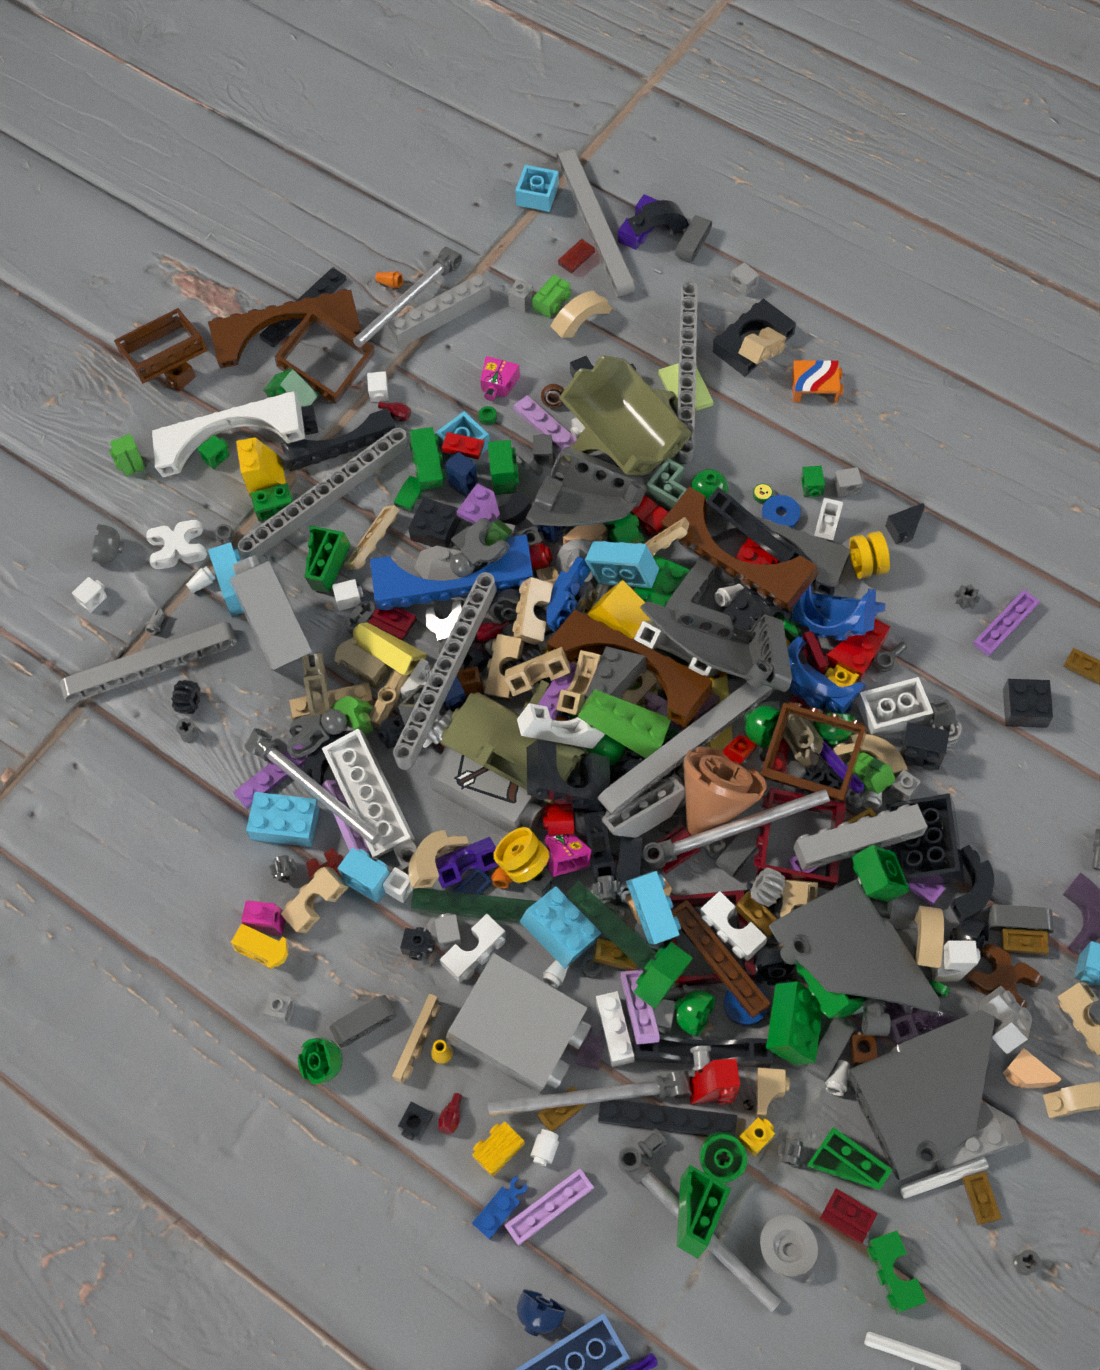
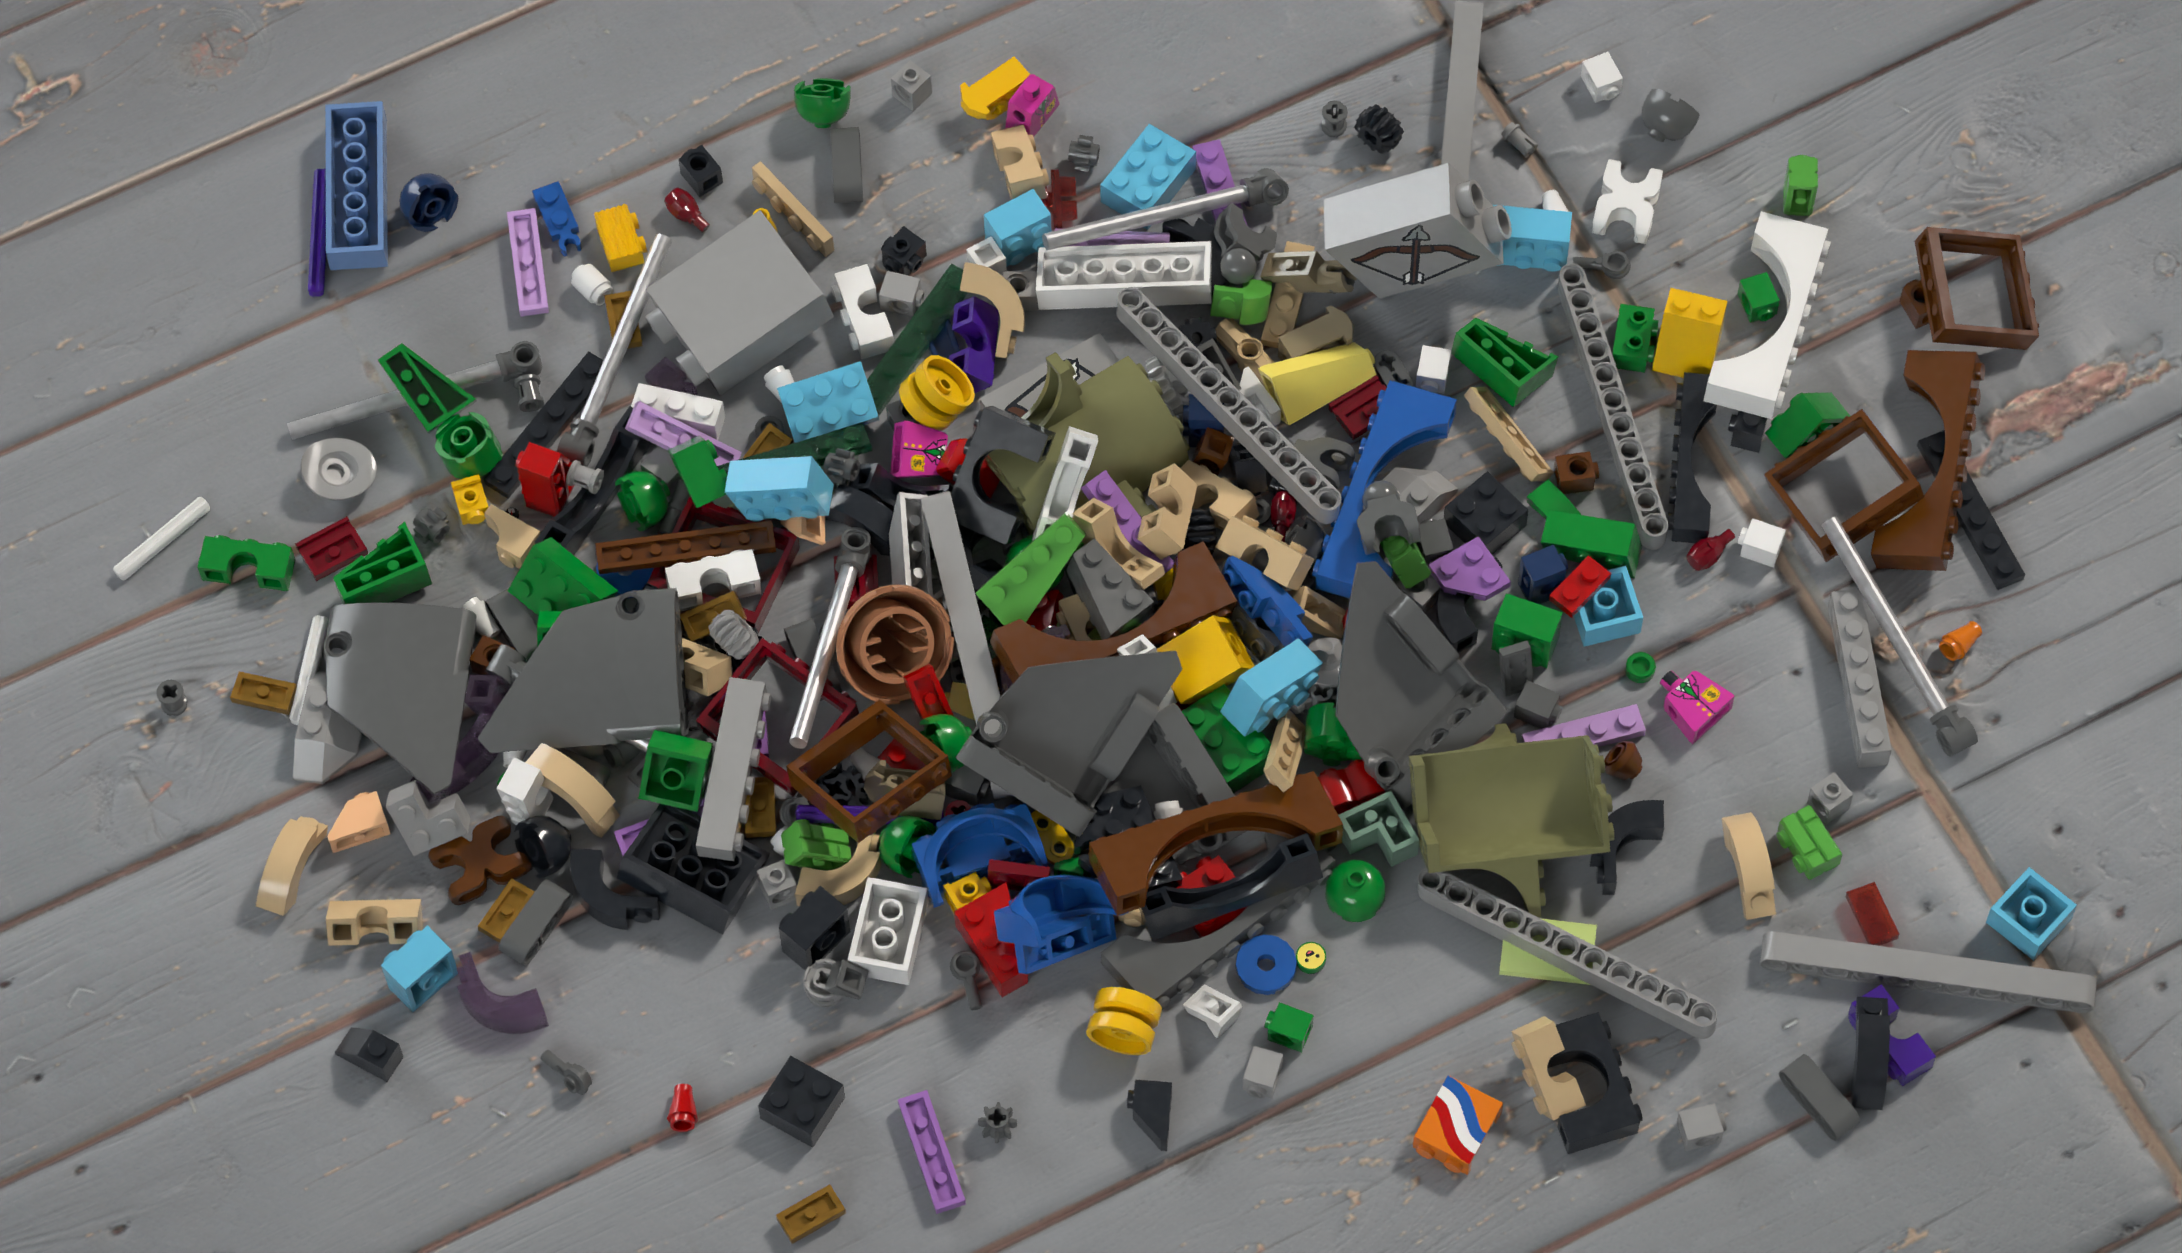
camera: 115 degrees right, 0 degrees up
(382, 499) = (1571, 483): none -> reddish brown brick
(1076, 767) = (682, 1111): none -> red cone

